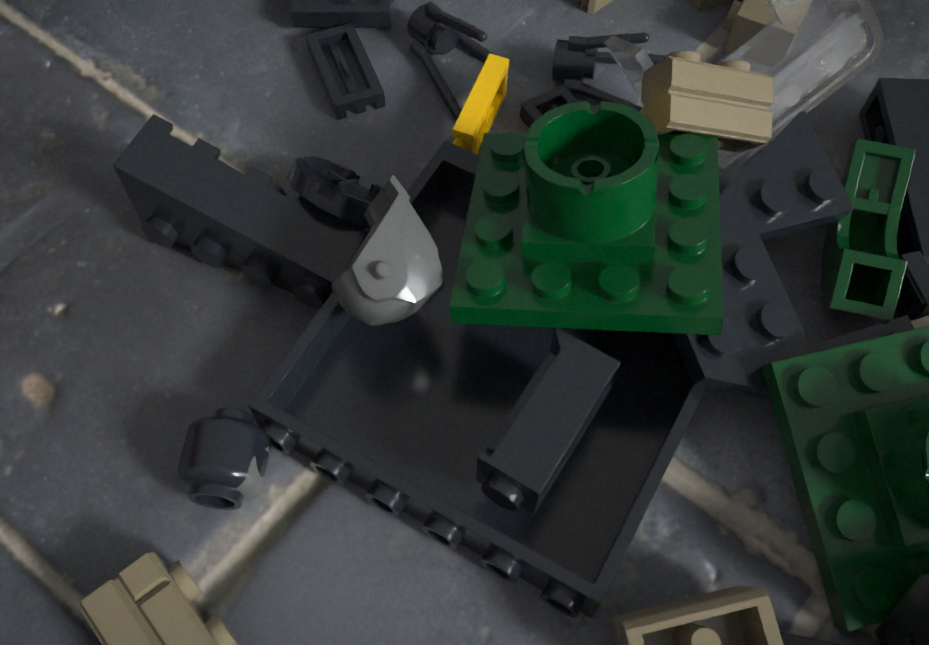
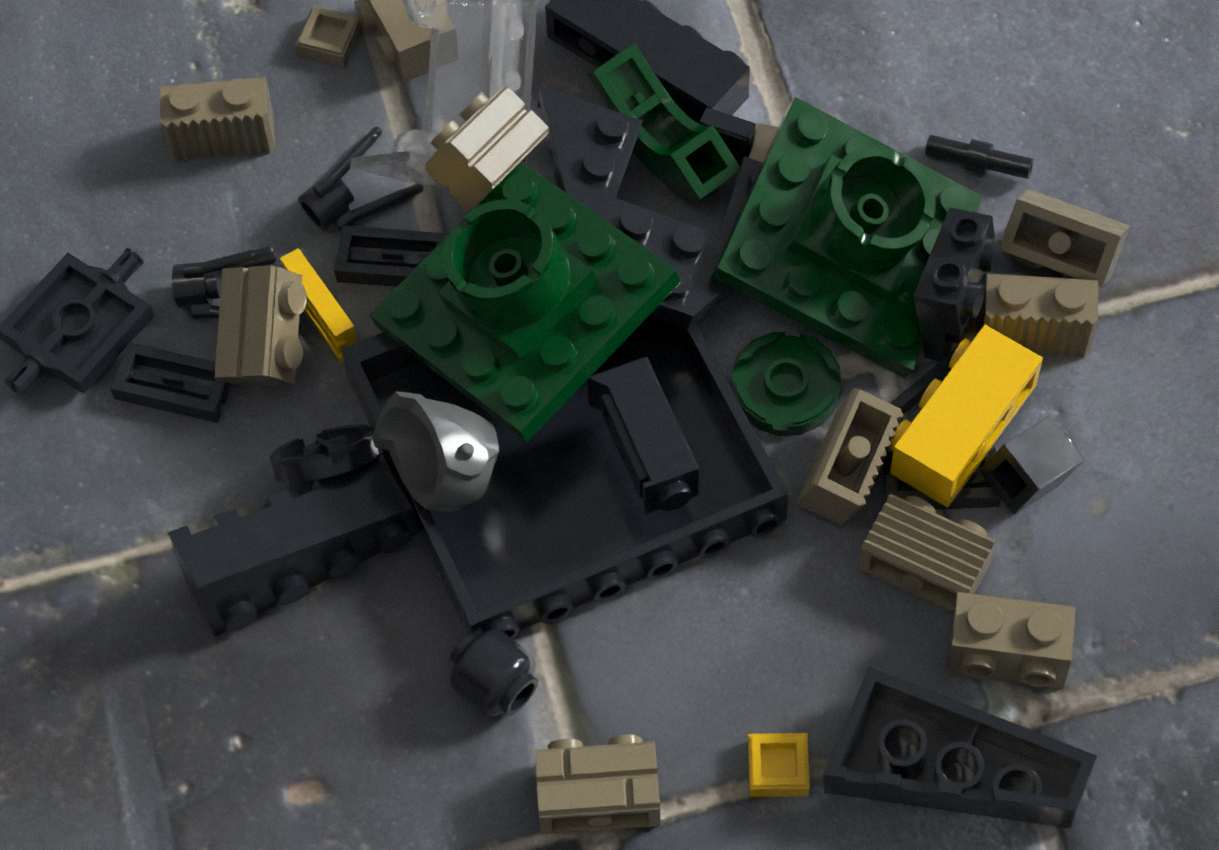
camera: 50 degrees left, 0 degrees up
(420, 76) = (259, 326): none -> dark tan brick
(728, 517) = (786, 383): none -> dark green tile

